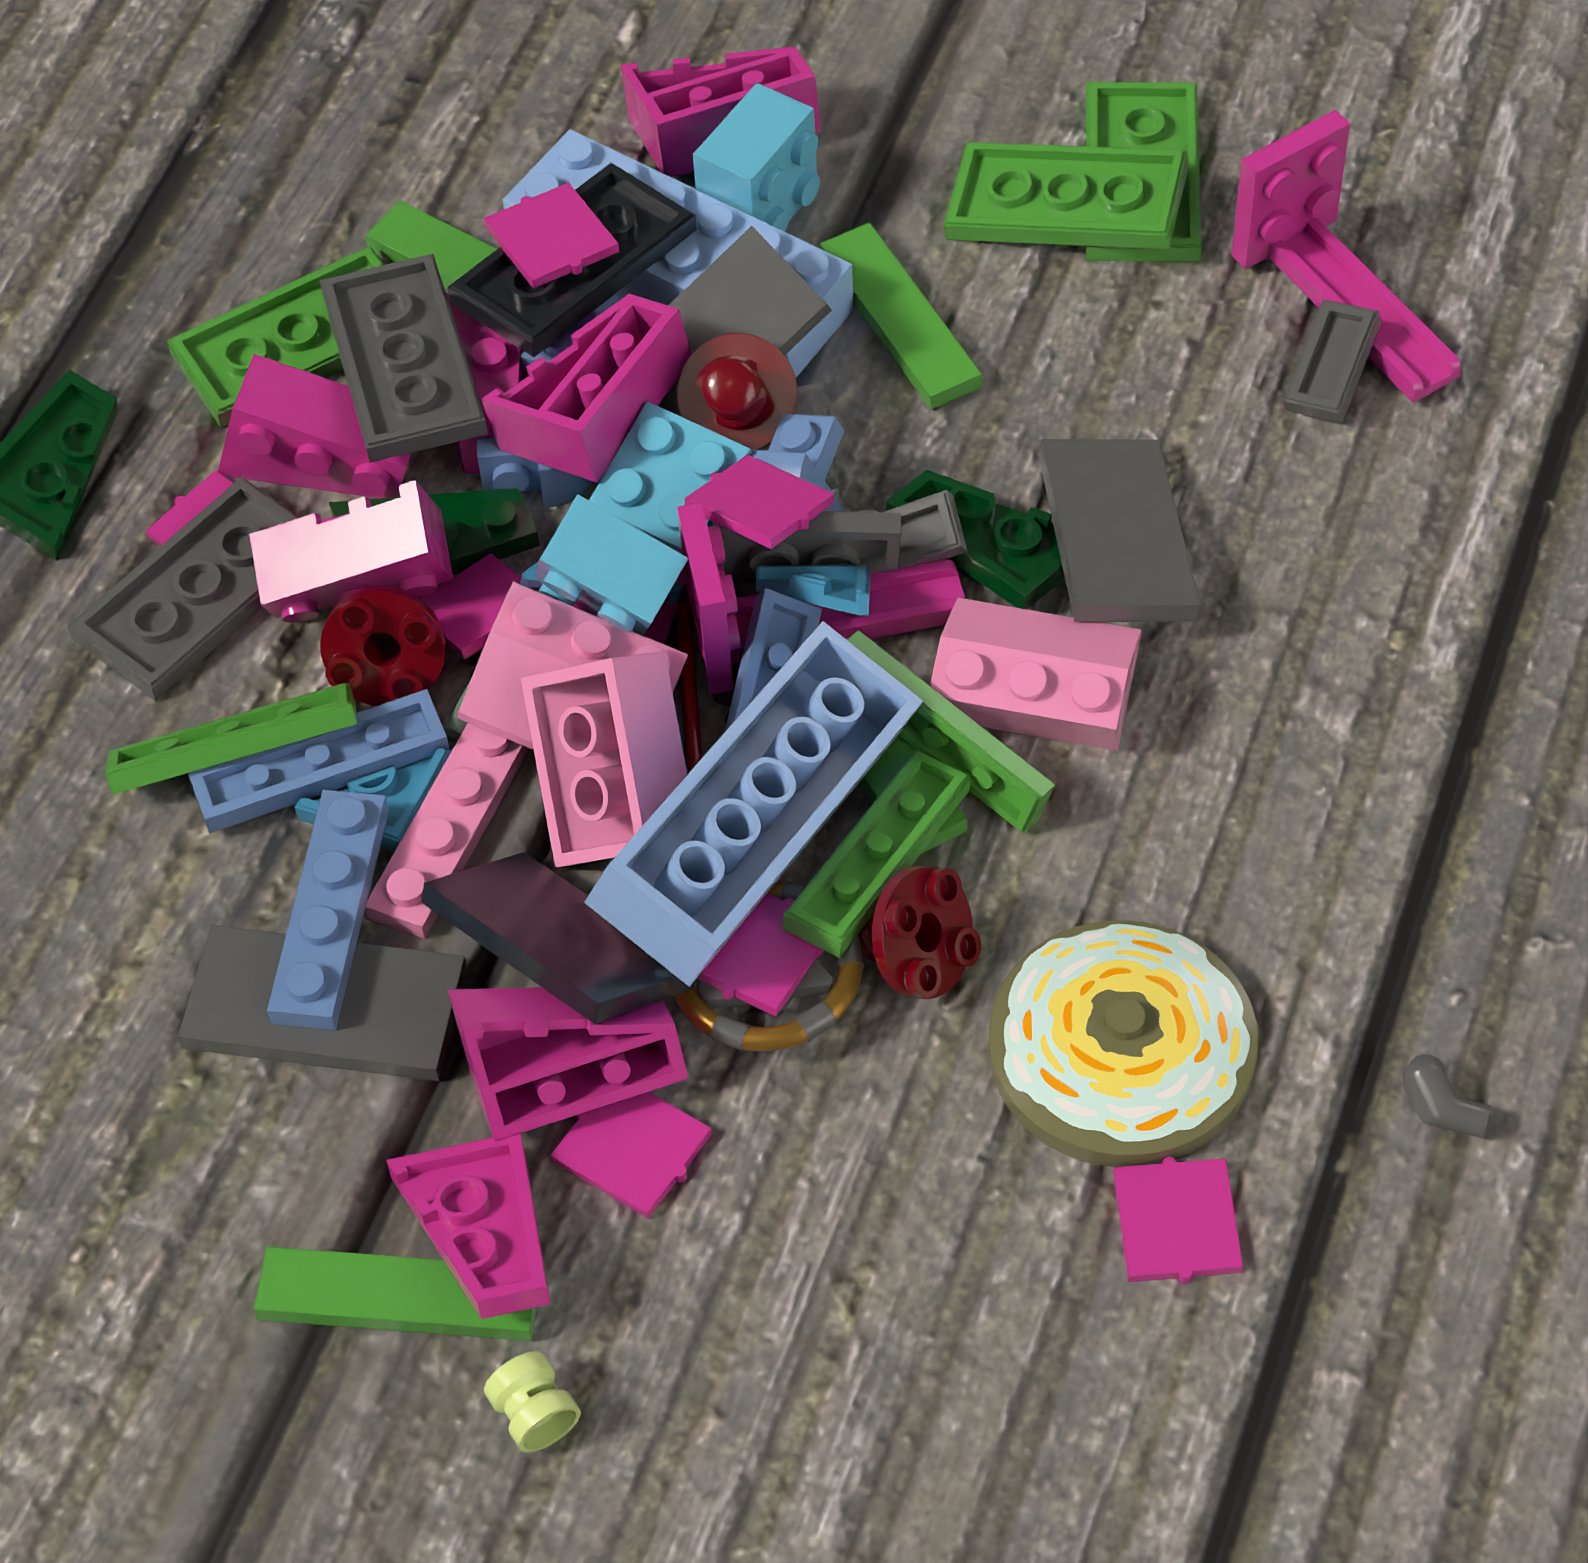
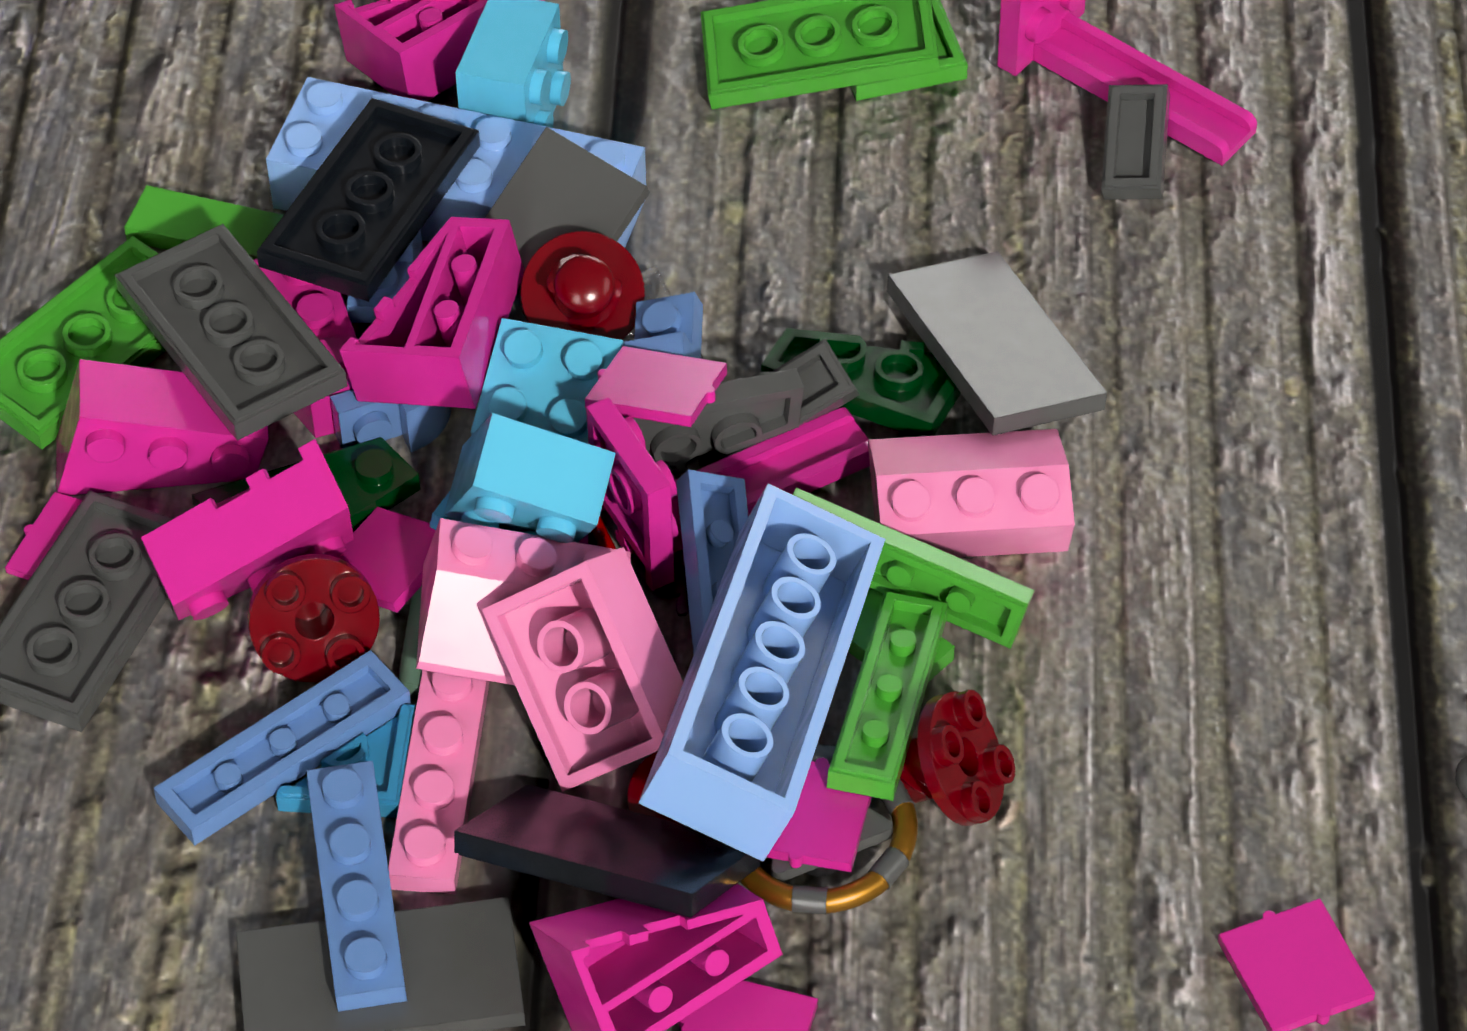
camera: 20 degrees left, 5 degrees down
(231, 738) = (186, 745): bright green tile -> none
(551, 235) = (343, 179): dark pink piece -> none
(829, 586) = (738, 455): dark azure tile -> none
(904, 319) = (708, 194): bright green tile -> none
(1123, 1043) = (1181, 818): dish -> none

